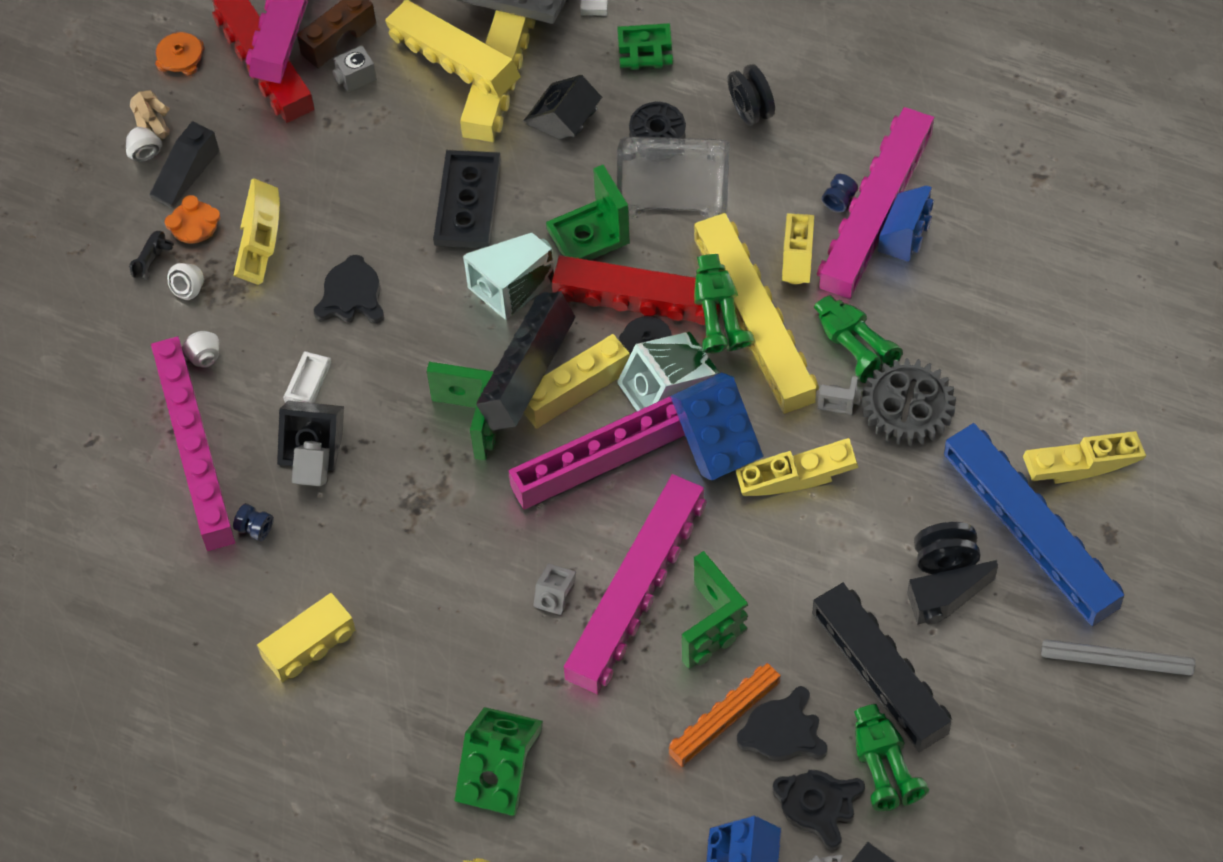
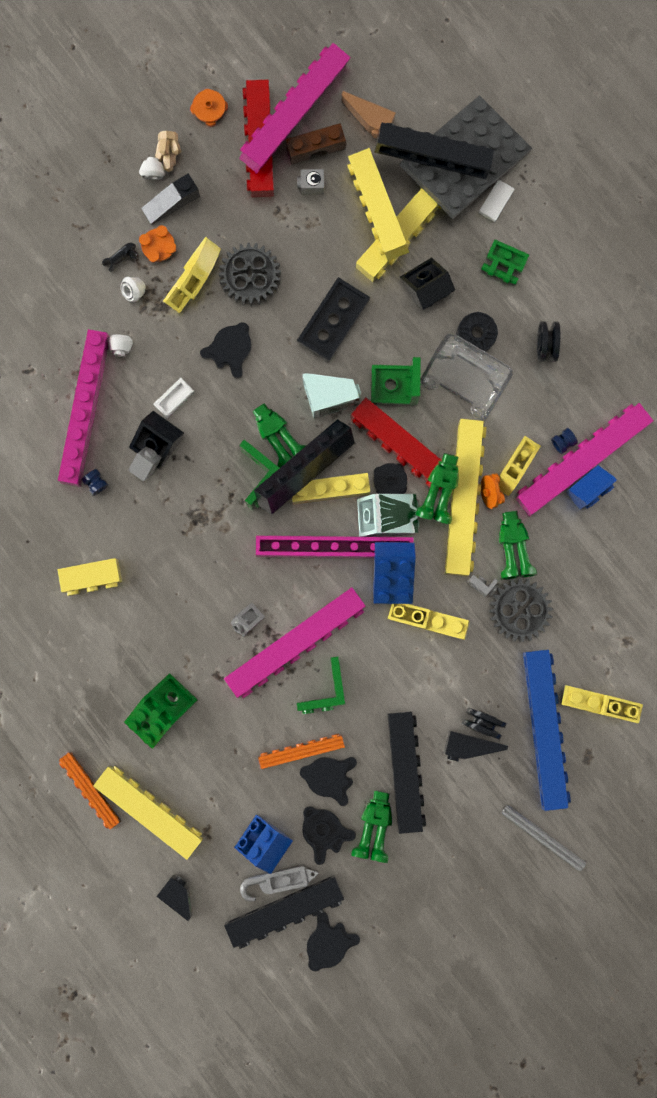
camera: 20 degrees right, 25 degrees up
(330, 198) = (249, 257): none -> dark grey gear
(457, 347) = (272, 424): none -> green piece
(784, 284) = (490, 491): none -> orange piece

